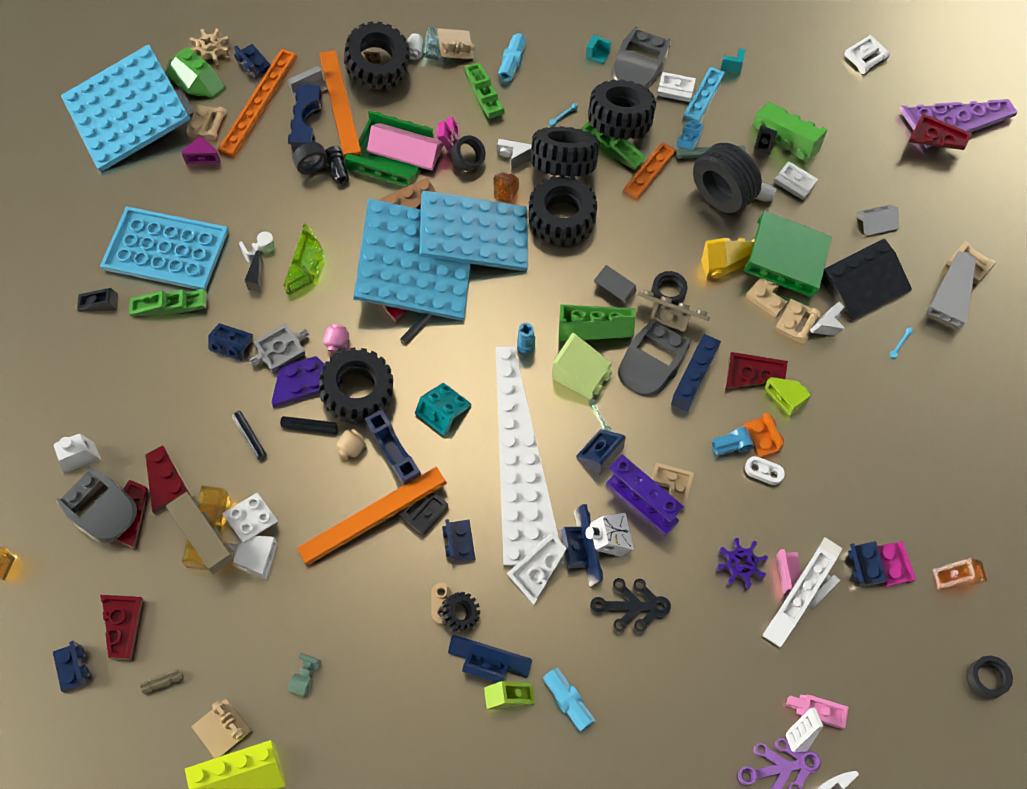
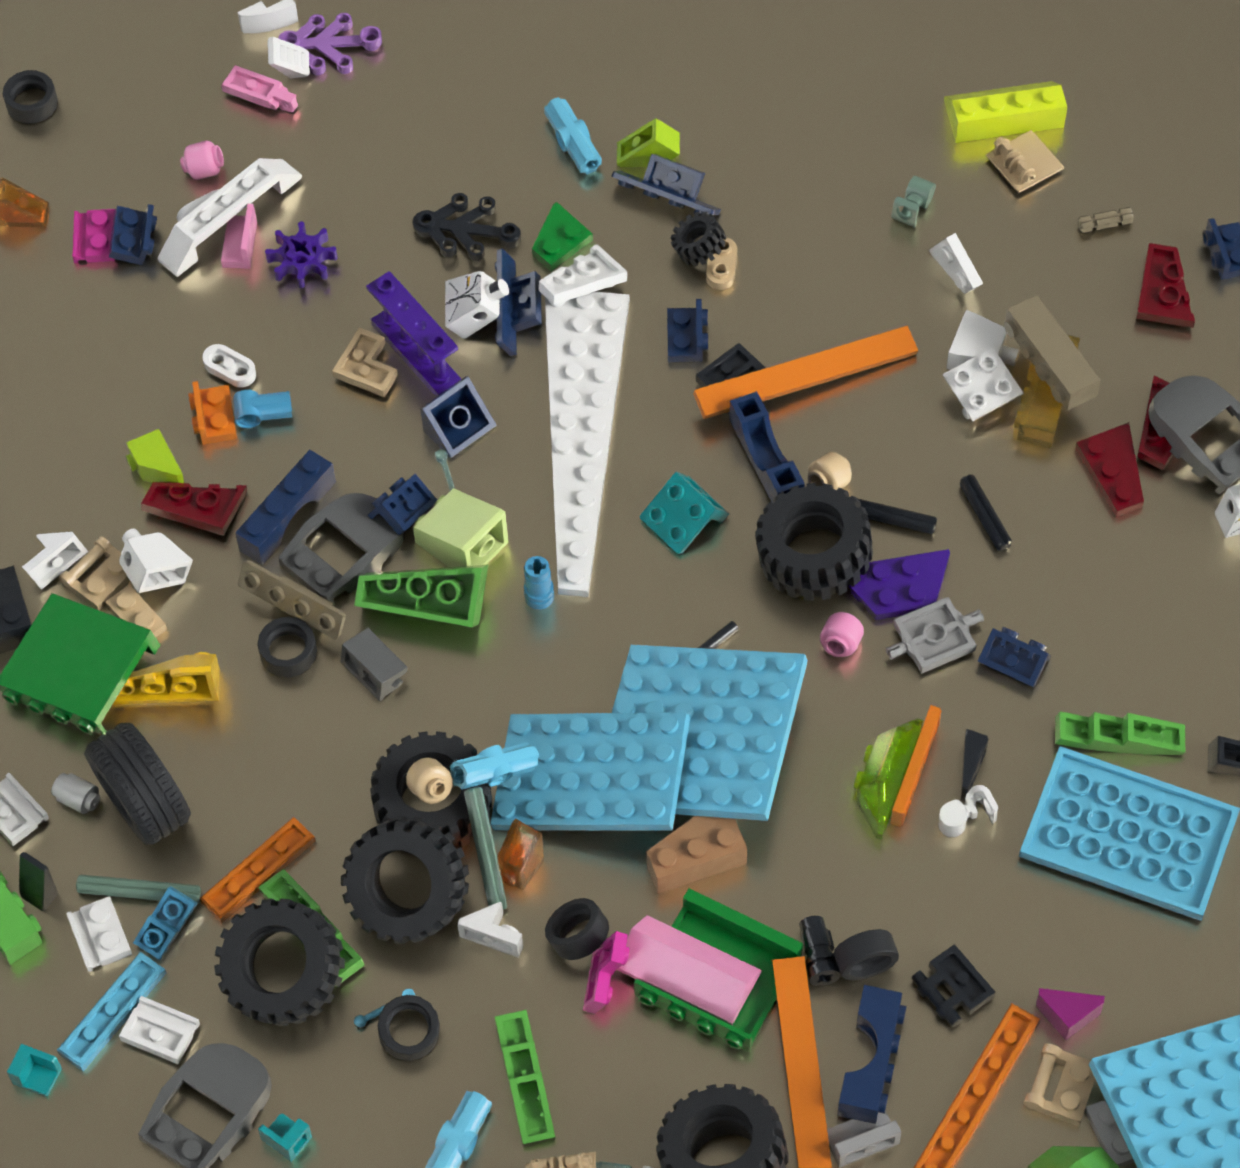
camera: 170 degrees left, 5 degrees down
(260, 162) = (962, 981): none -> black plate
(272, 617) = (956, 263): none -> white wing
(279, 290) = (916, 766): none -> orange tile
(525, 178) = (485, 846): none -> sand green axle
(527, 209) = (494, 765): none -> medium azure piece
(544, 92) = (413, 1003): none -> black tyre
(561, 189) = (429, 780): none -> tan head
(561, 609) = (560, 238): none -> green wing
(622, 382) = (405, 503): none -> dark blue bracket
(724, 128) = (99, 934): none -> white plate
(767, 322) = (153, 561): none -> white torso
(839, 634) = (202, 160): none -> bright pink head

